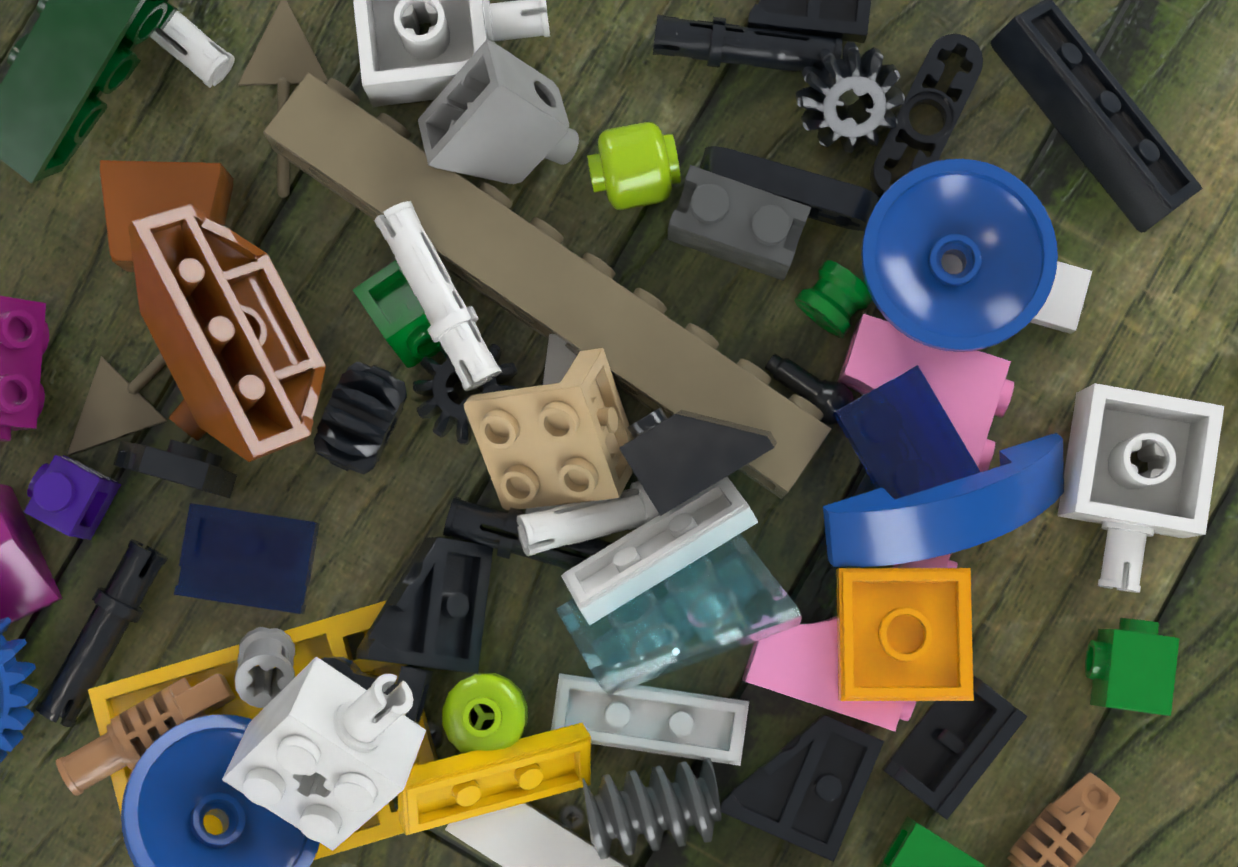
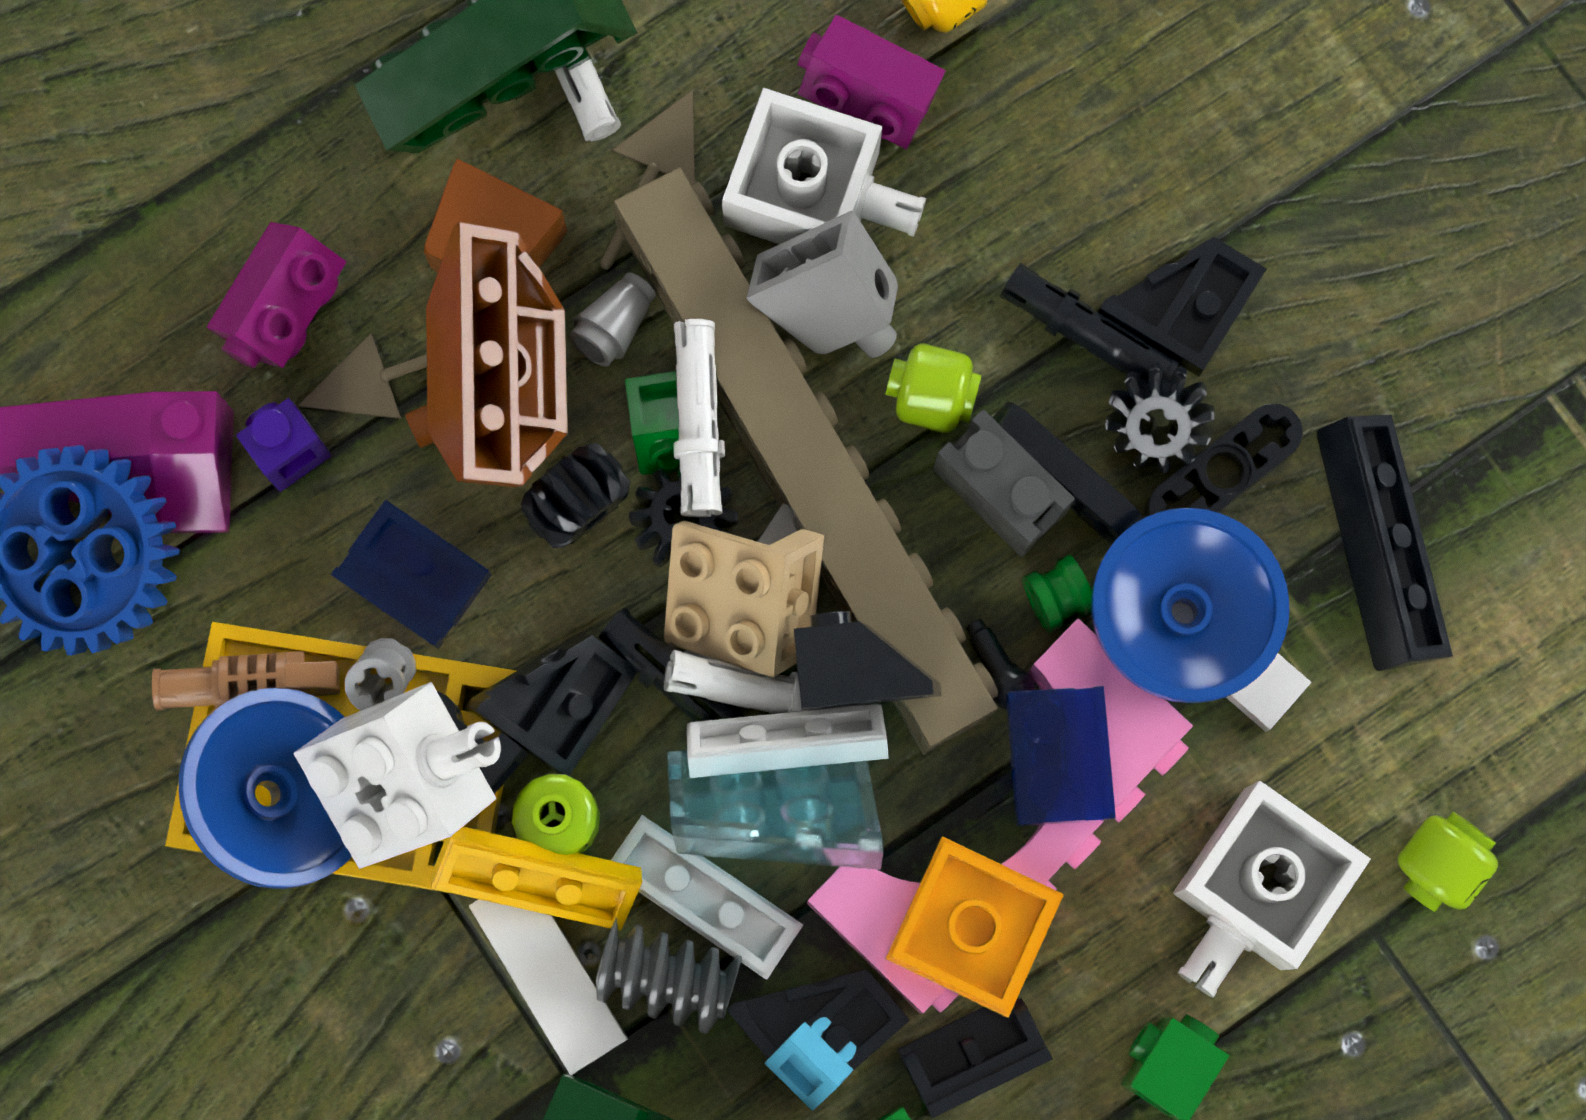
camera: 20 degrees right, 5 degrees down
(102, 632) = (249, 578): black pin -> none
(179, 464) = (393, 460): black wing -> none
(315, 241) = (612, 320): none -> light grey cone
(817, 825) = (811, 1064): none -> medium azure tile
(948, 517) = (1069, 837): blue slope -> none

